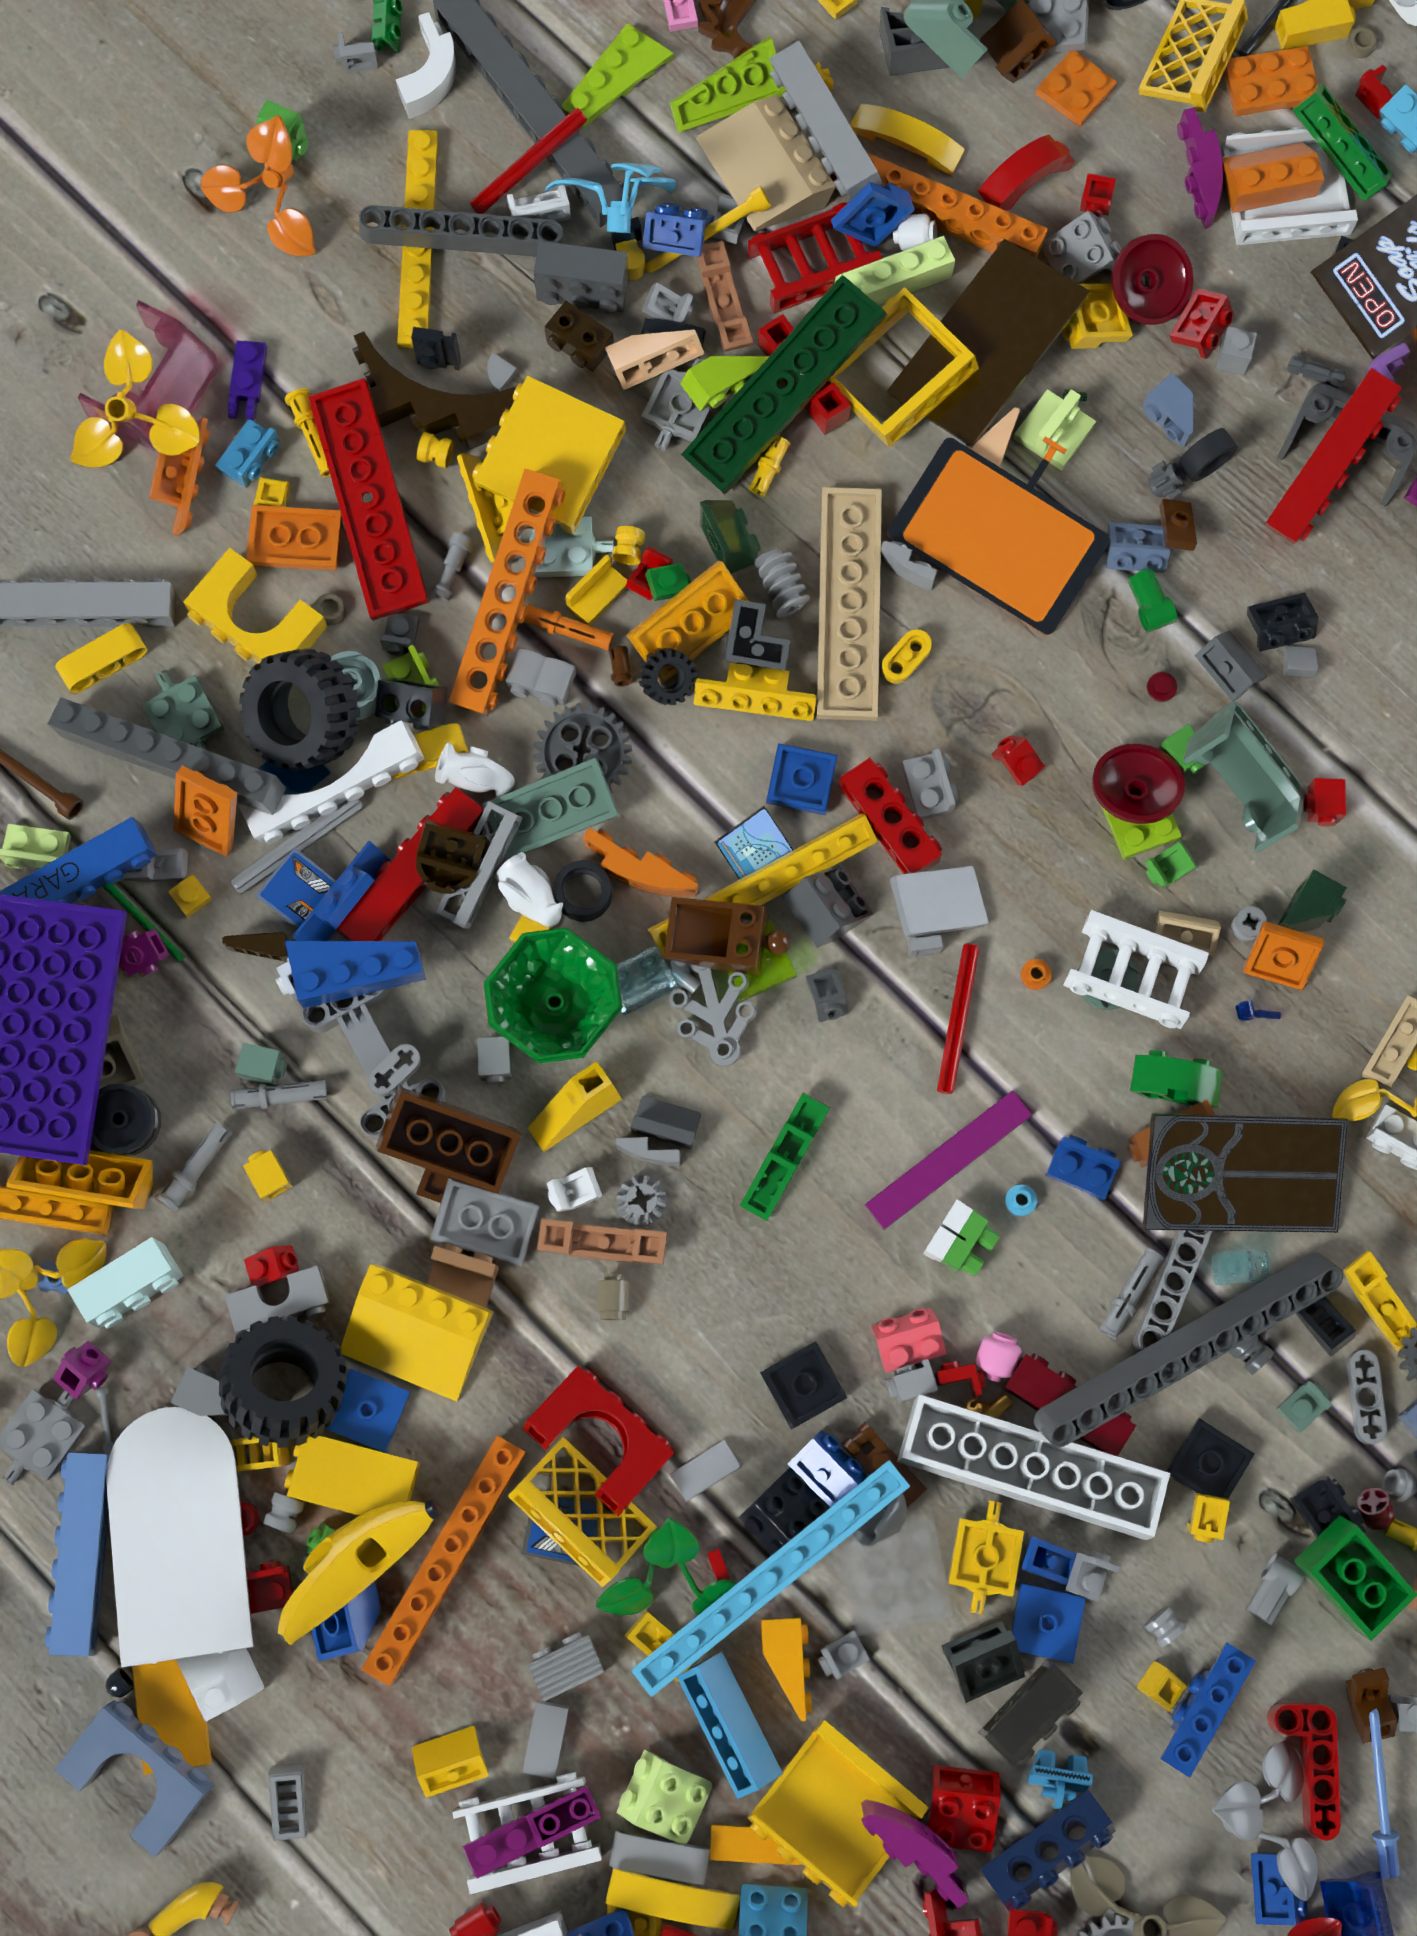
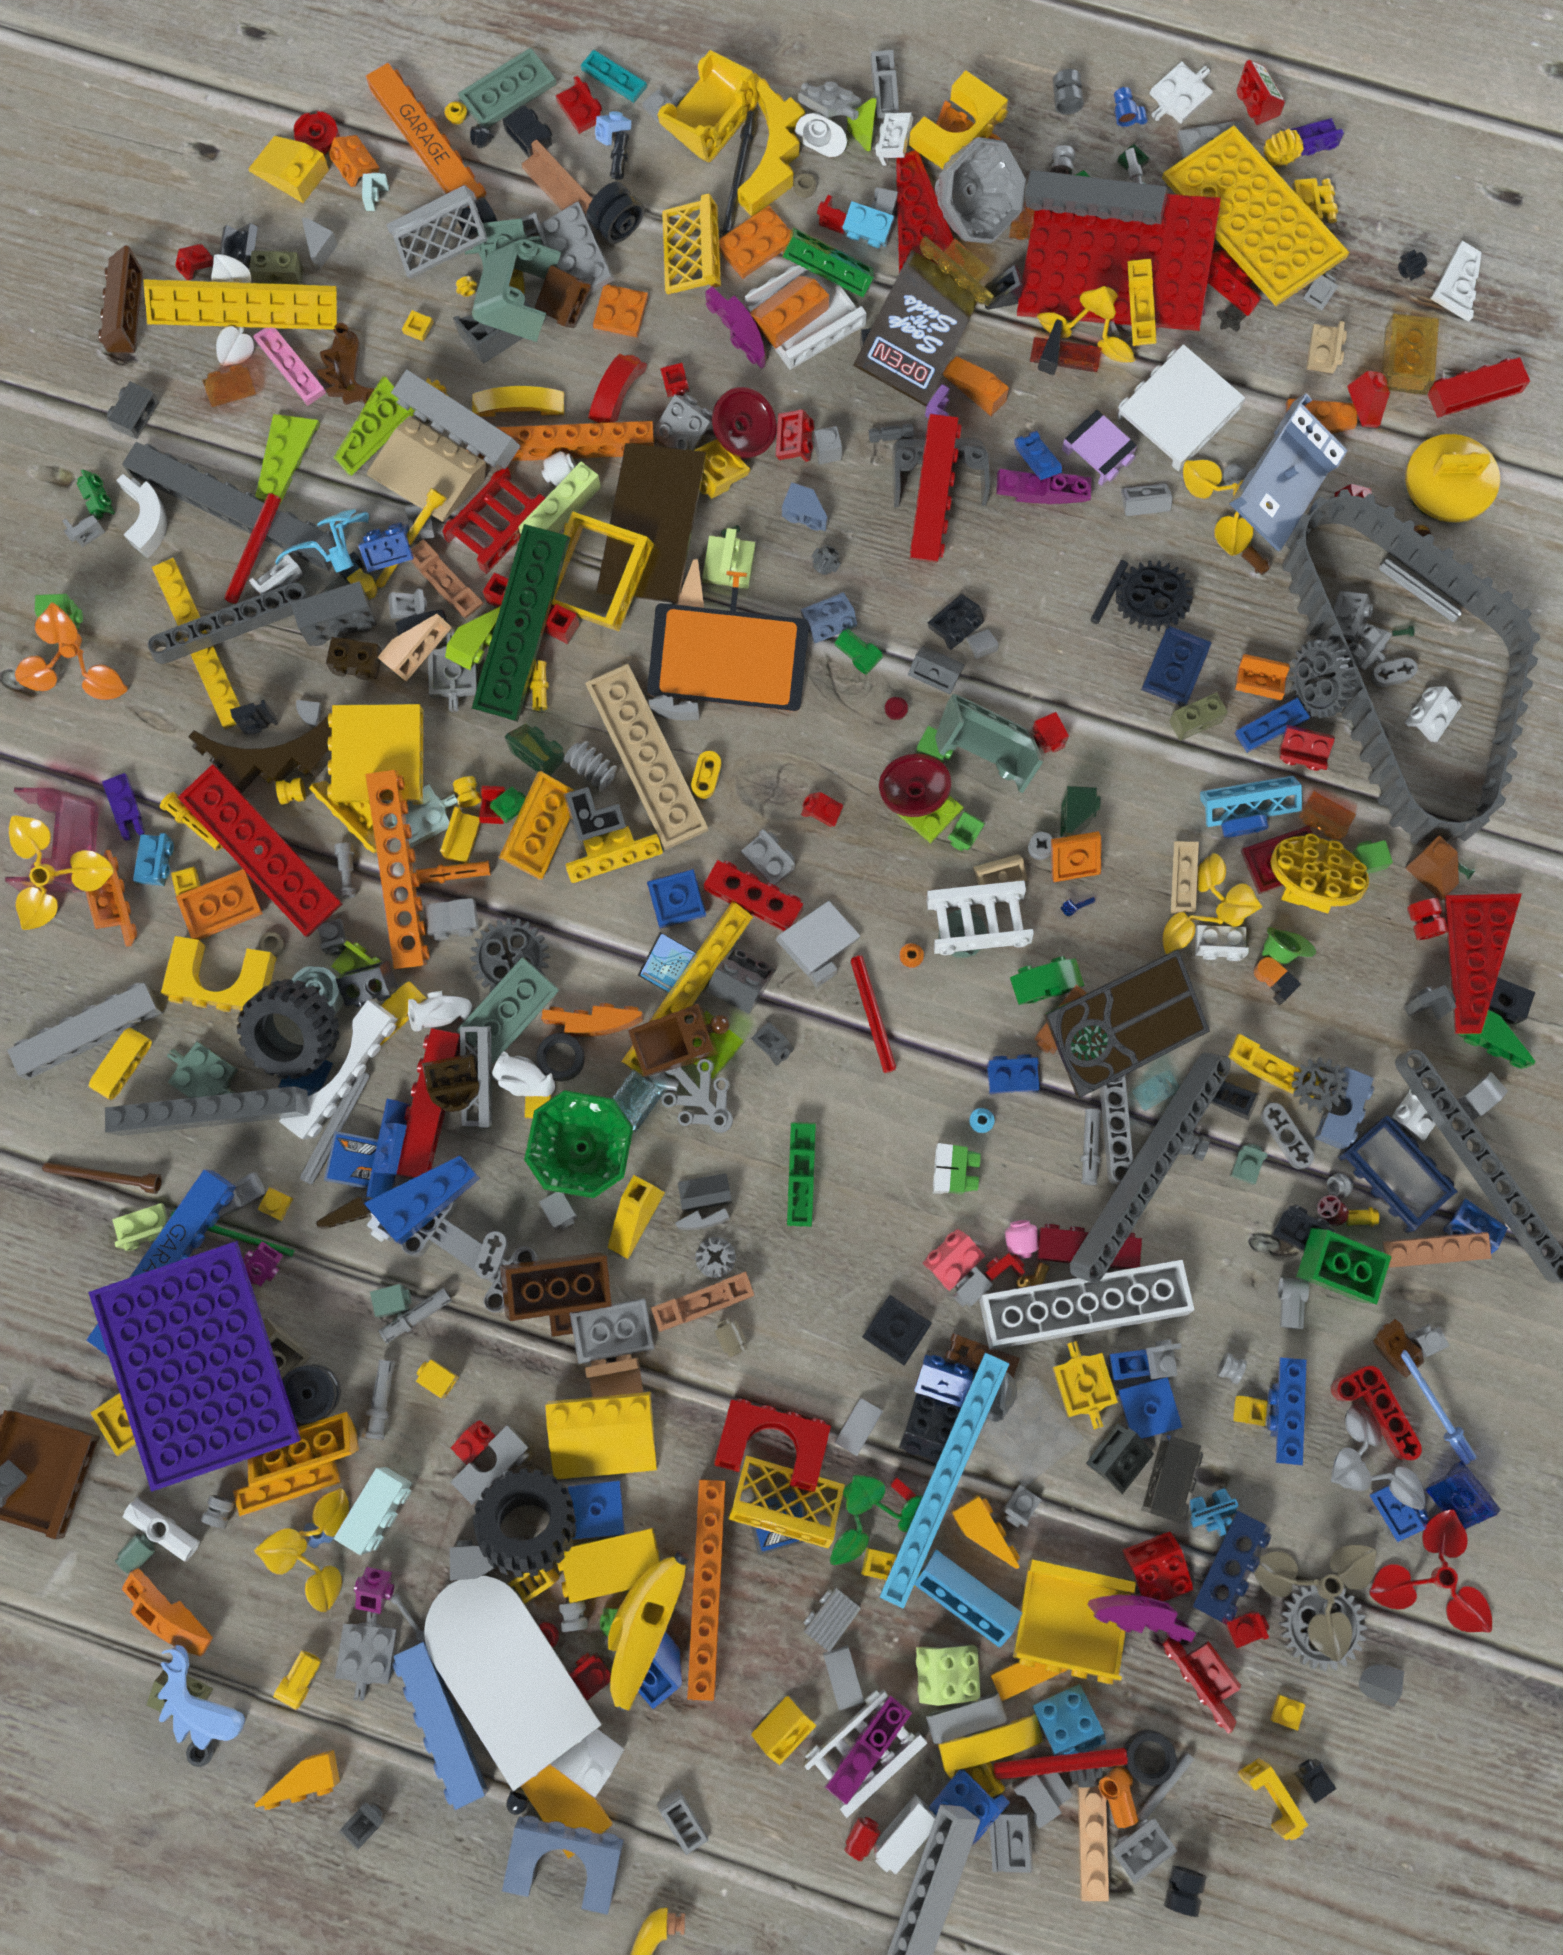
camera: 25 degrees left, 0 degrees up
(204, 811) = (255, 1137): orange plate -> none
(574, 1190) = (664, 1275): white bracket -> none
(620, 663) = (505, 881): reddish brown pin -> none
(650, 676) = (531, 879): black tyre -> none
(874, 213) = (523, 468): blue plate -> none
(948, 1160) = (916, 1118): magenta tile -> none
(1178, 524) = (849, 588): reddish brown plate -> none
(1208, 454) = (845, 528): black tyre -> none
(1208, 1518) = (1223, 1276): yellow bracket -> none
(1209, 1461) = (1204, 1238): black plate -> none

